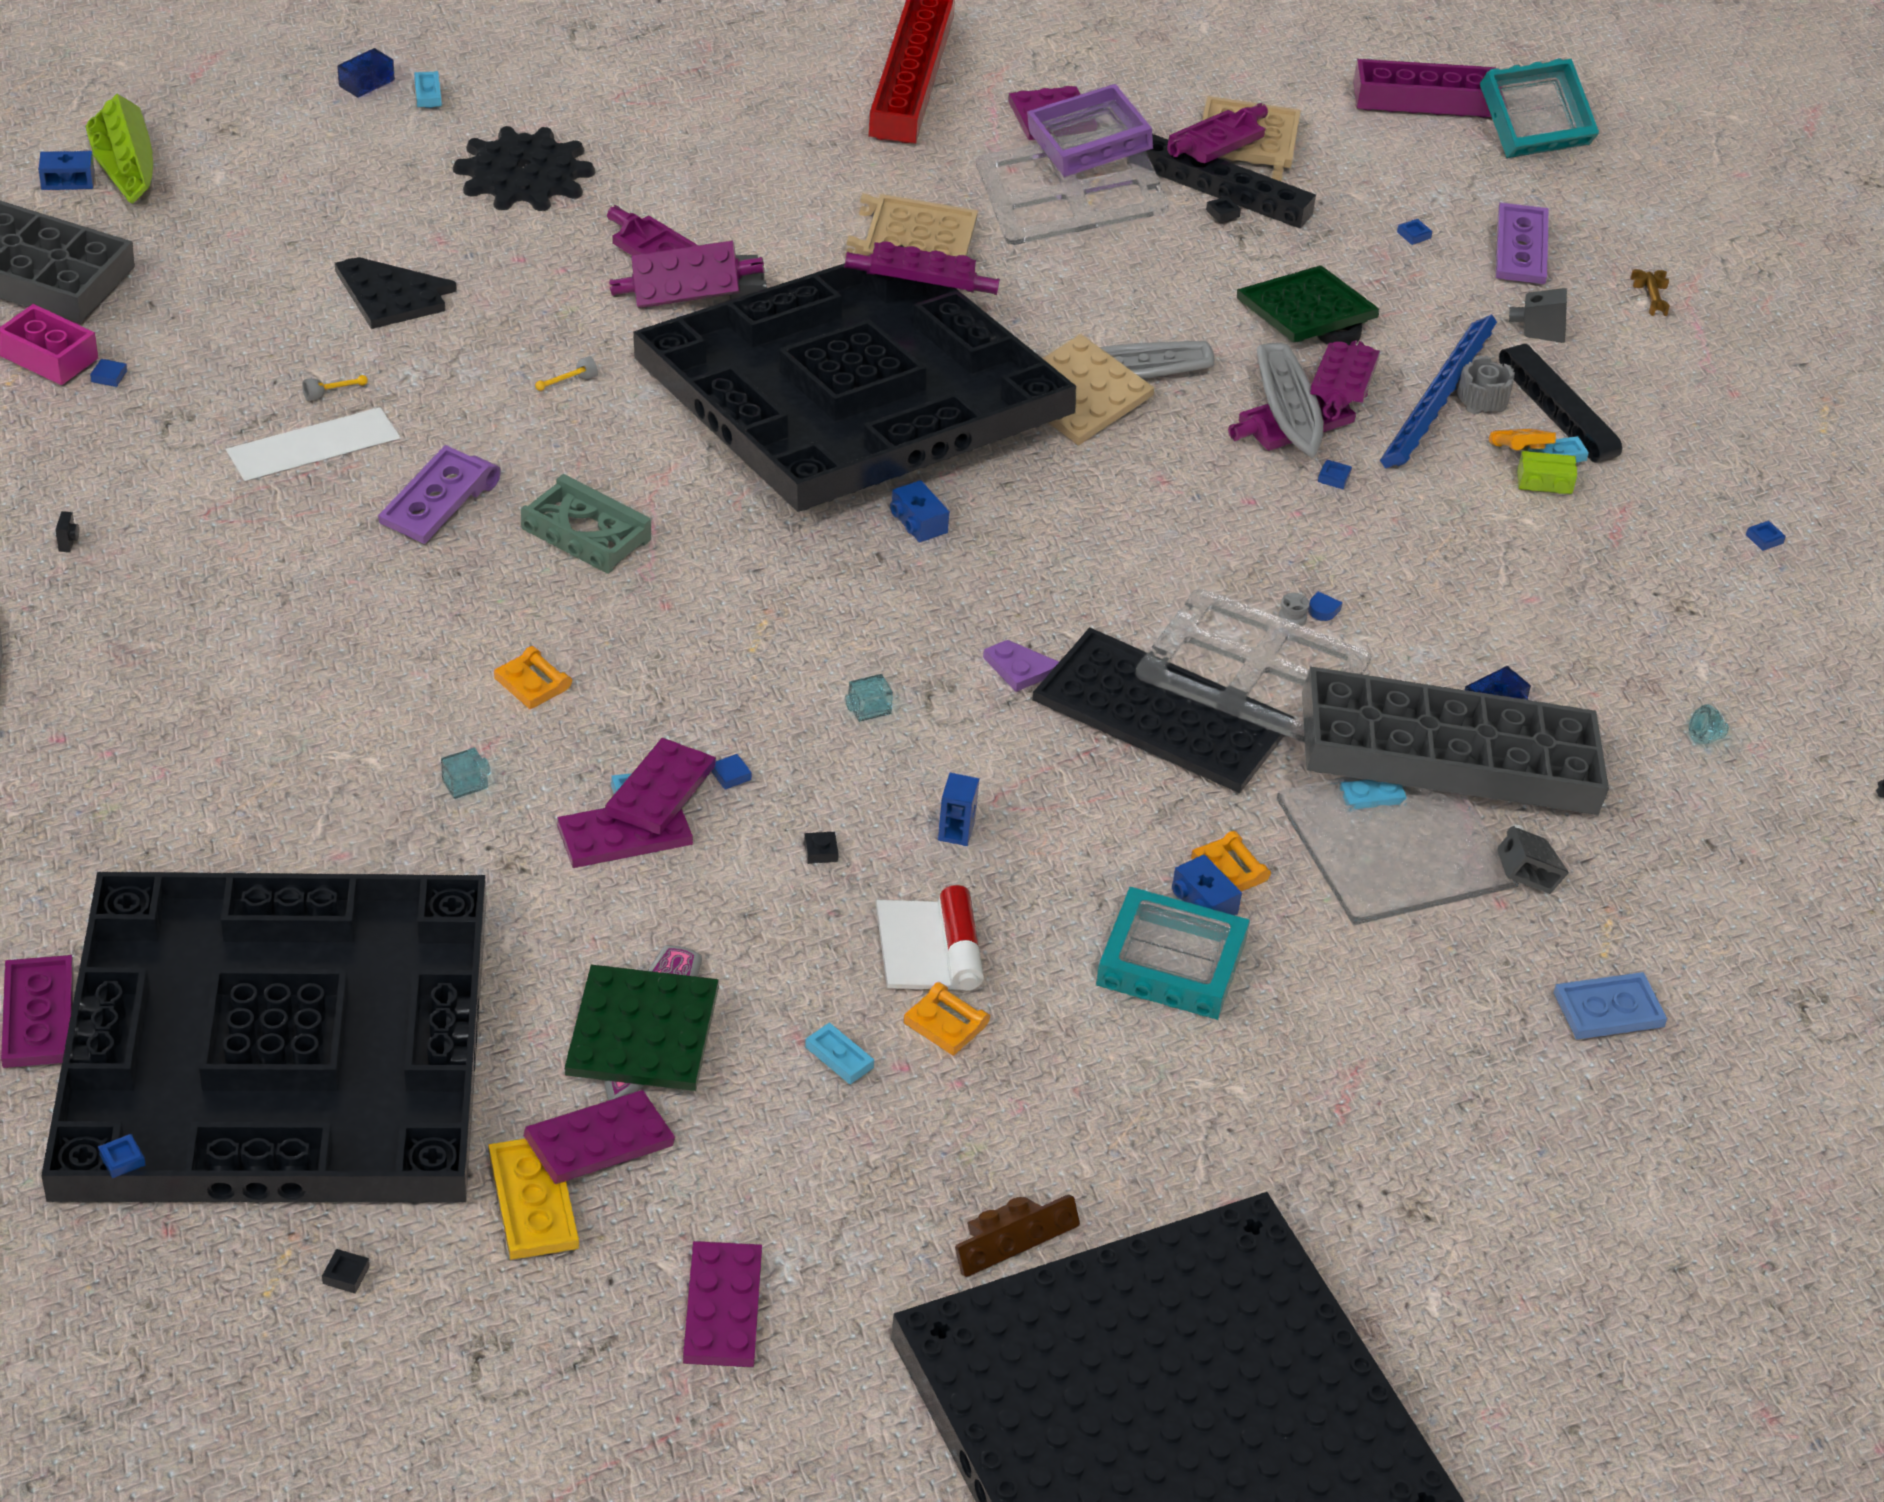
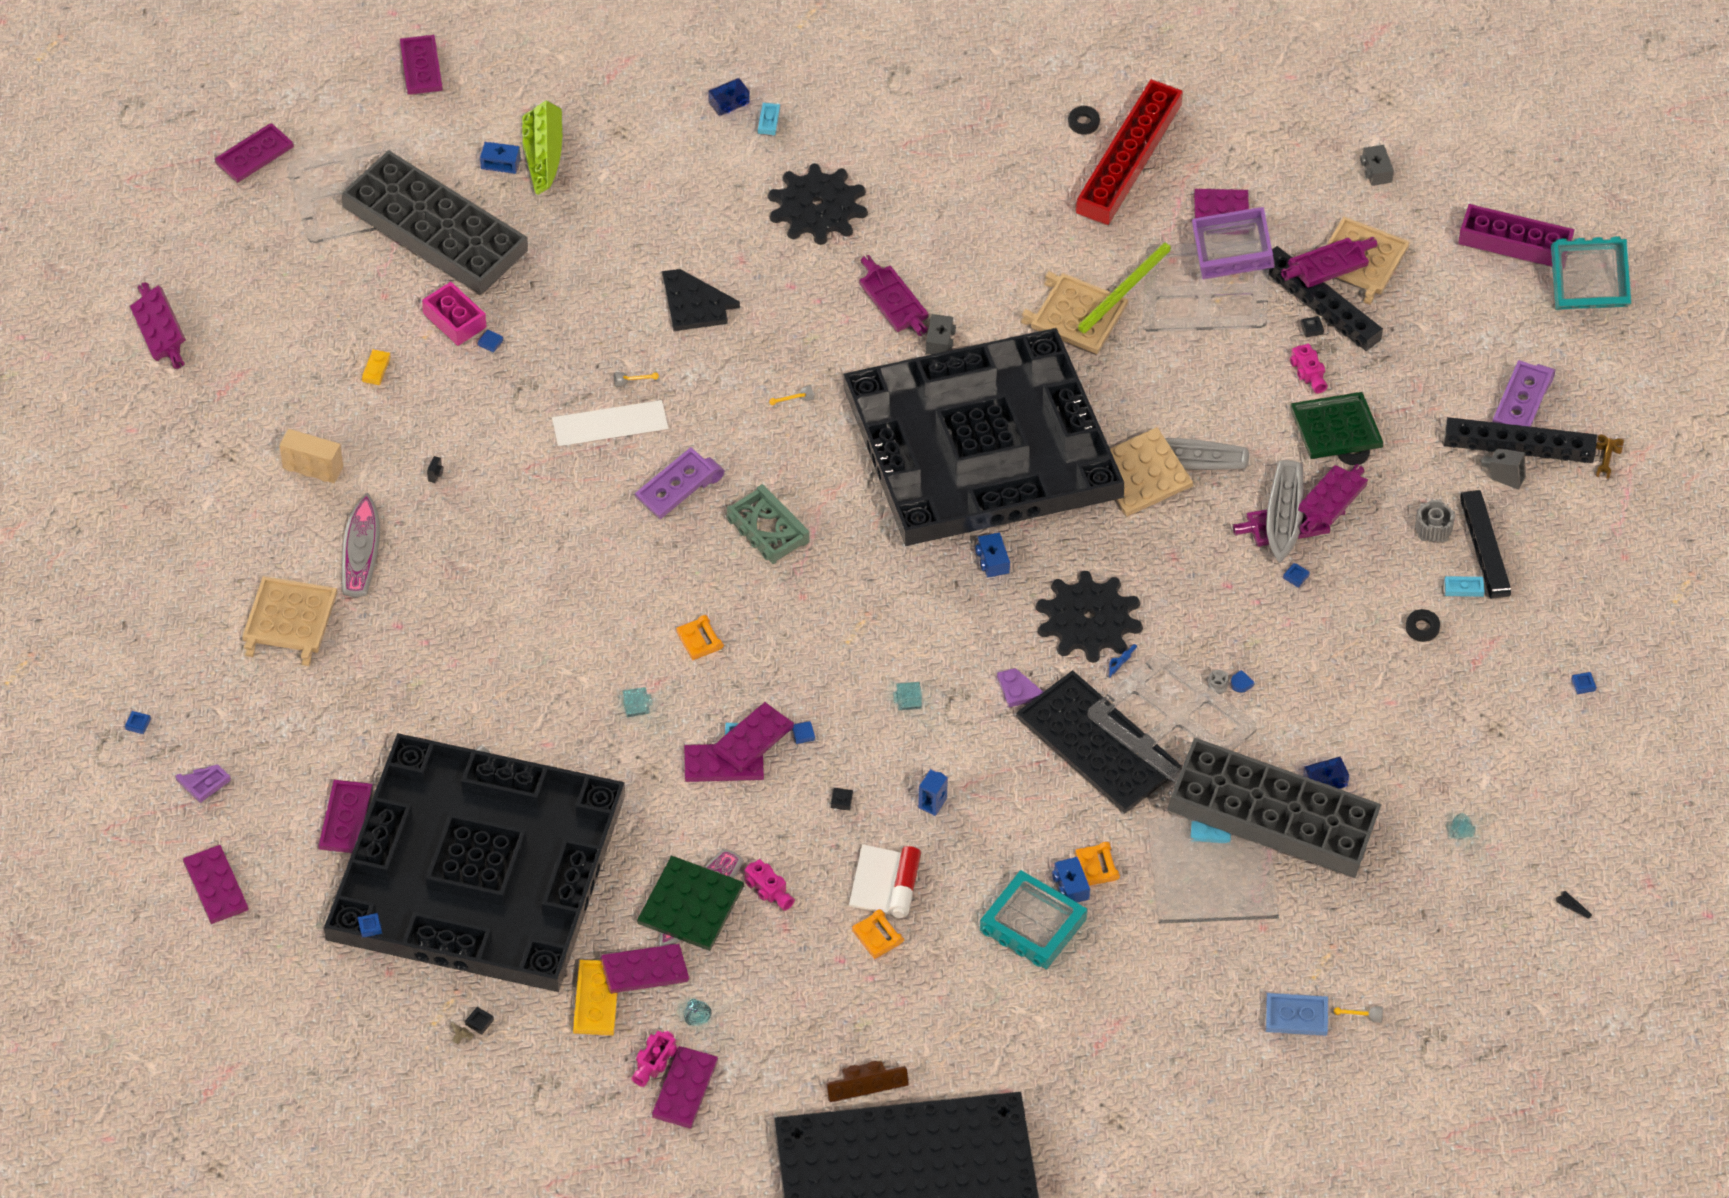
camera: 20 degrees right, 10 degrees up
(319, 1298) = (460, 1033): none -> dark tan plant
(656, 1270) = (652, 1060): none -> dark pink brick
(686, 274) = (897, 328): magenta plate -> none
(706, 1184) = (697, 1012): none -> clear light blue brick
(753, 980) = (759, 875): none -> dark pink brick
(838, 36) = (1085, 111): none -> black tyre
(839, 1053) = (804, 944): medium azure plate -> none
(922, 266) = (1060, 355): magenta plate -> none
(968, 198) = (1124, 288): none -> lime axle
(1053, 570) = (1089, 634): none -> black plate
(1147, 608) = (1120, 661): none -> blue hand
(1222, 43) = (1377, 165): none -> dark grey brick
(1240, 250) = (1309, 367): none -> dark pink brick
(1414, 231) = (1450, 369): blue tile -> none
(1437, 393) = (1397, 522): blue plate -> none
(1509, 287) = (1526, 439): none -> black brick
(1521, 438) = (1445, 572): light orange plate -> none
(1526, 514) = (1424, 615): none -> black tyre
(1531, 860) = (1289, 903): dark grey torso -> none
(1547, 472) = (1447, 603): lime brick -> none
(1719, 984) = (1375, 1013): none -> hinge

